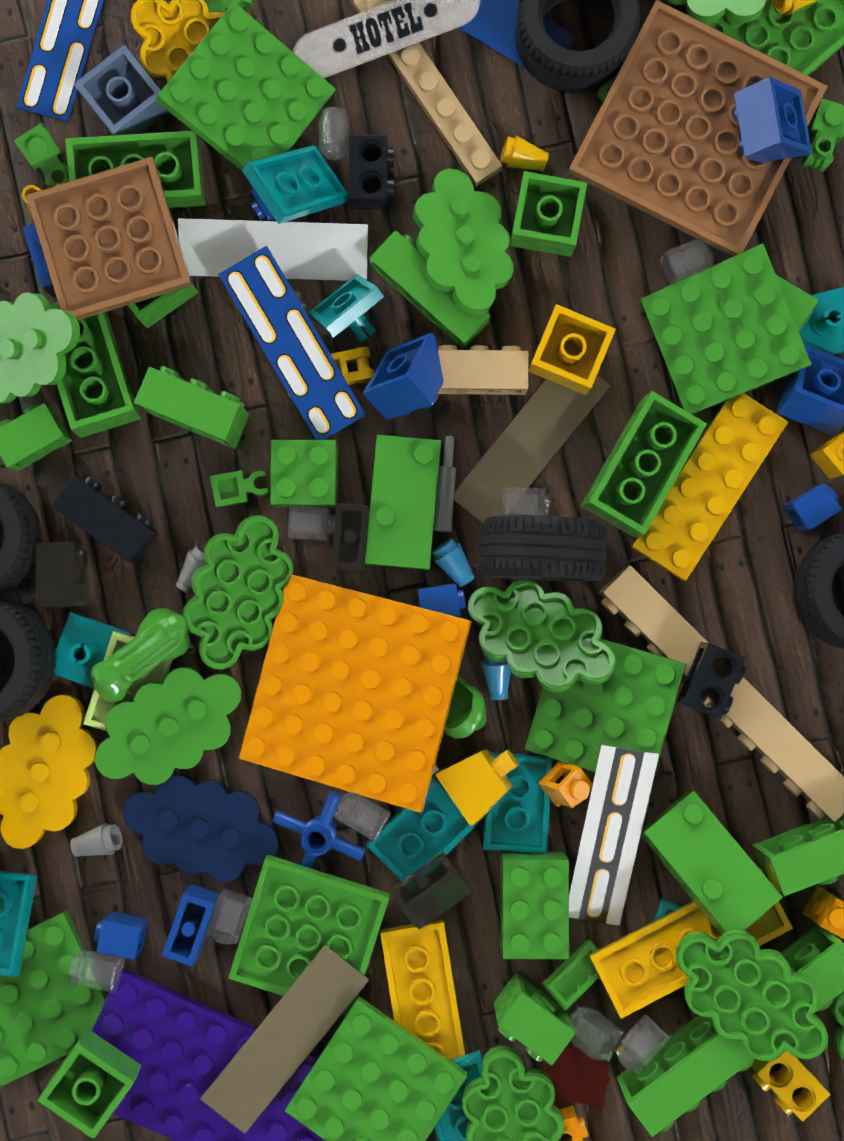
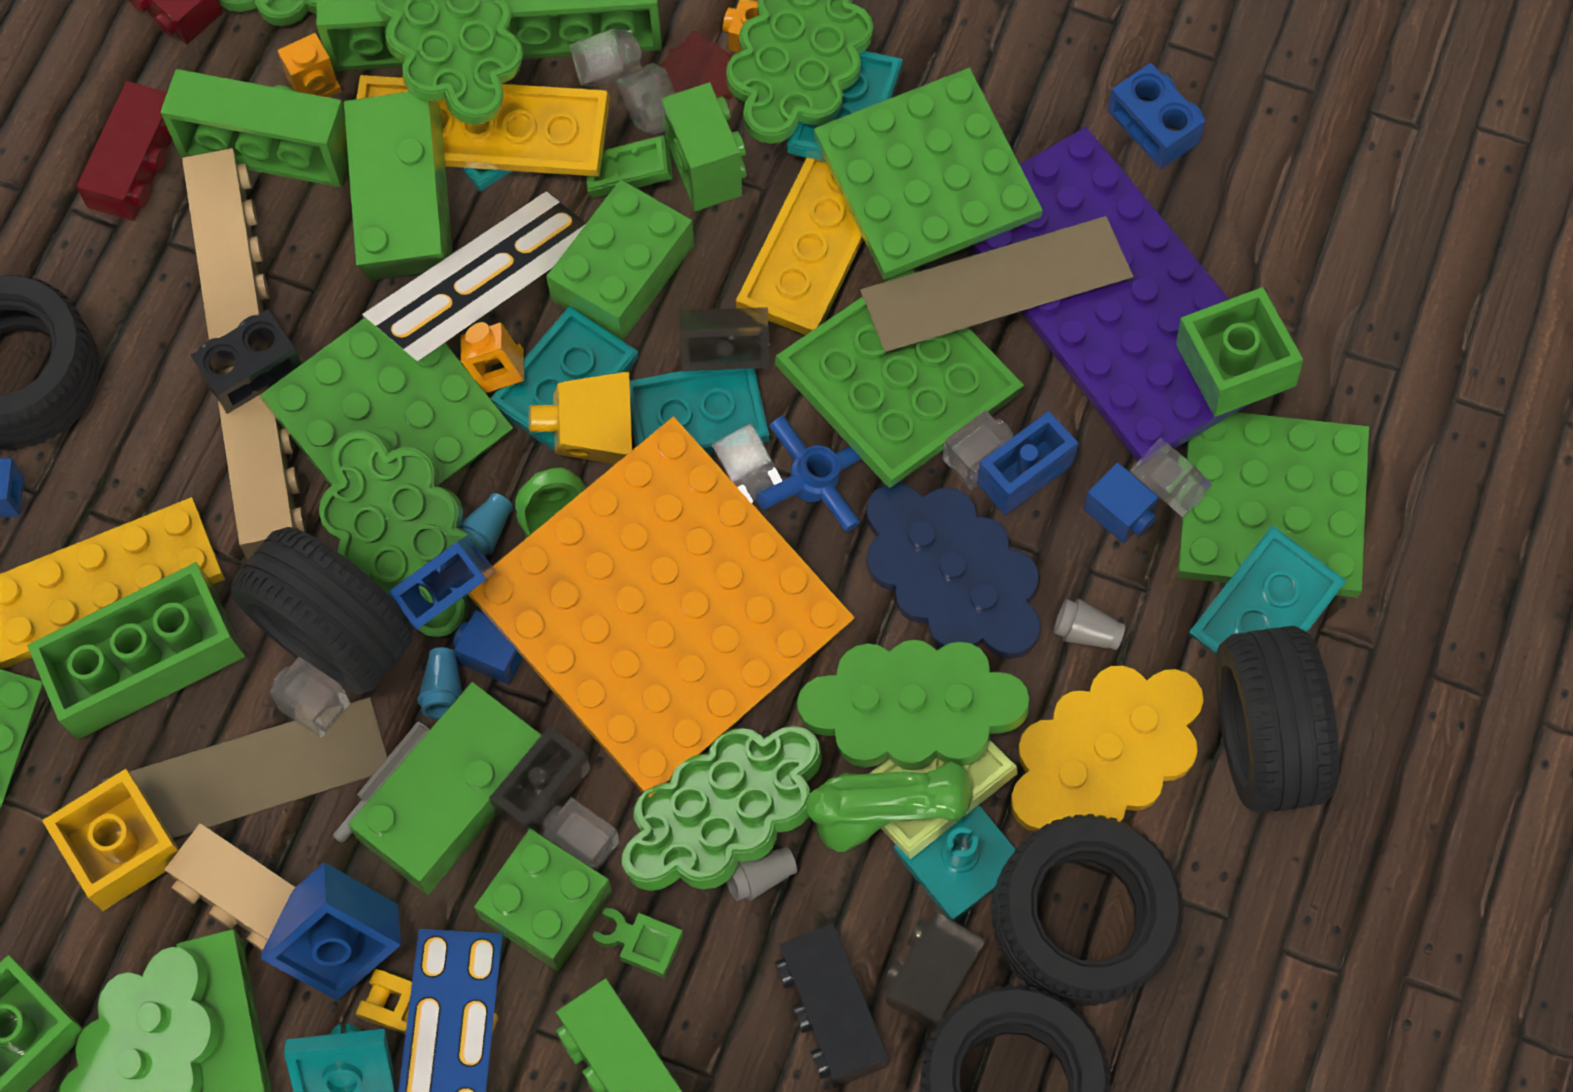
camera: 145 degrees left, 20 degrees down
(479, 611) = (445, 578): none -> blue torso

